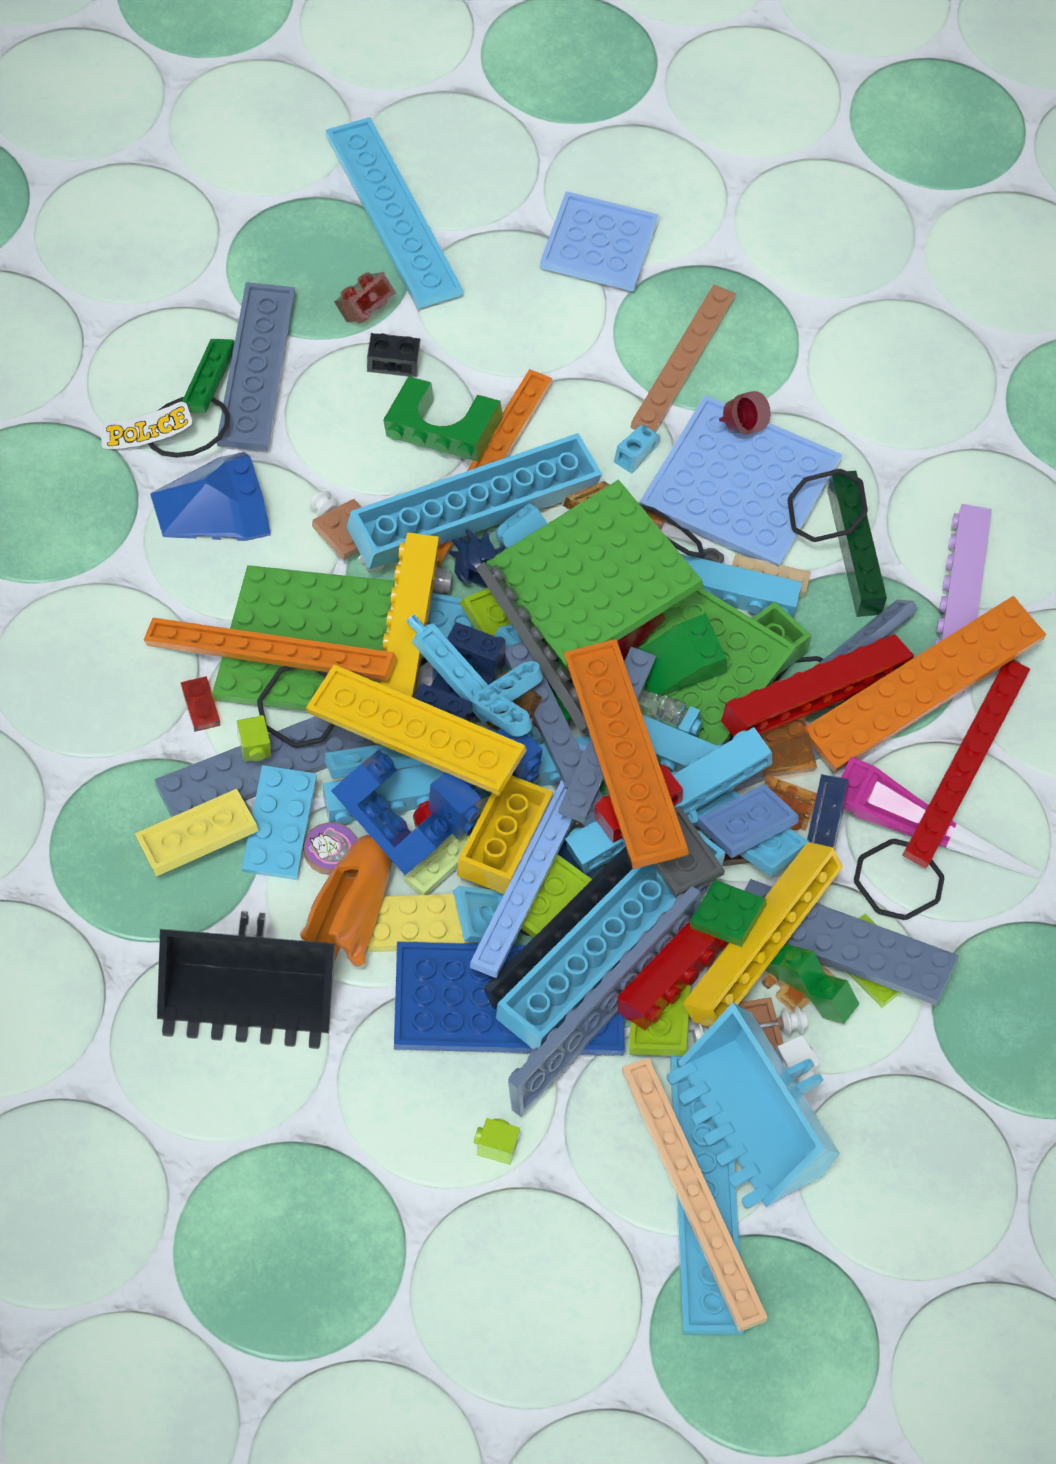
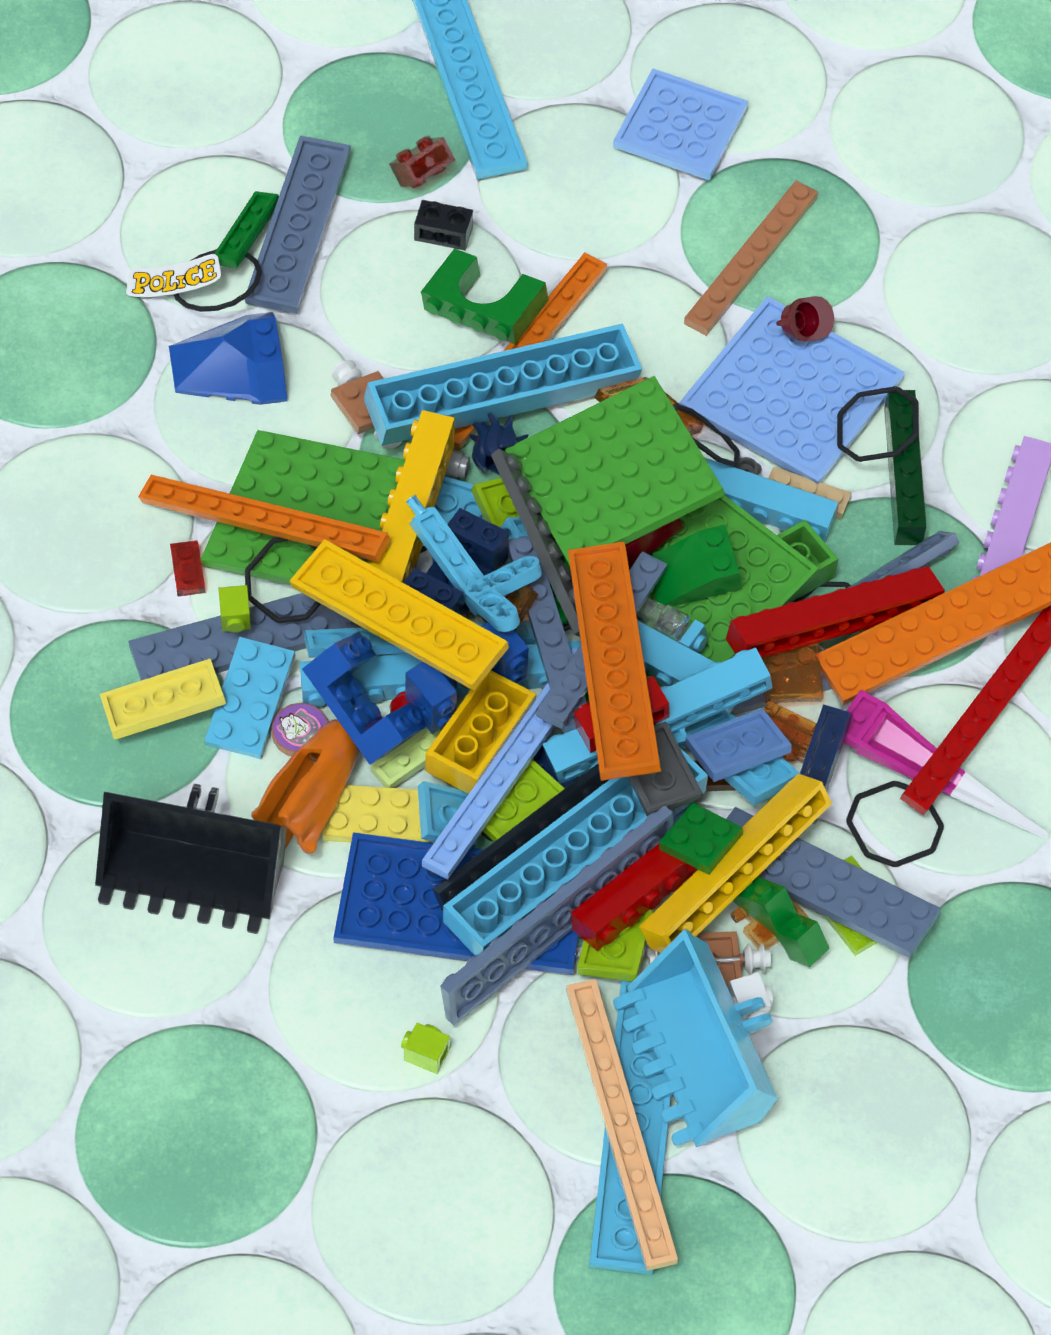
camera: 10 degrees right, 0 degrees up
(520, 525) = (547, 414): medium azure leg -> none
(636, 448) = (685, 345): medium azure leg -> none

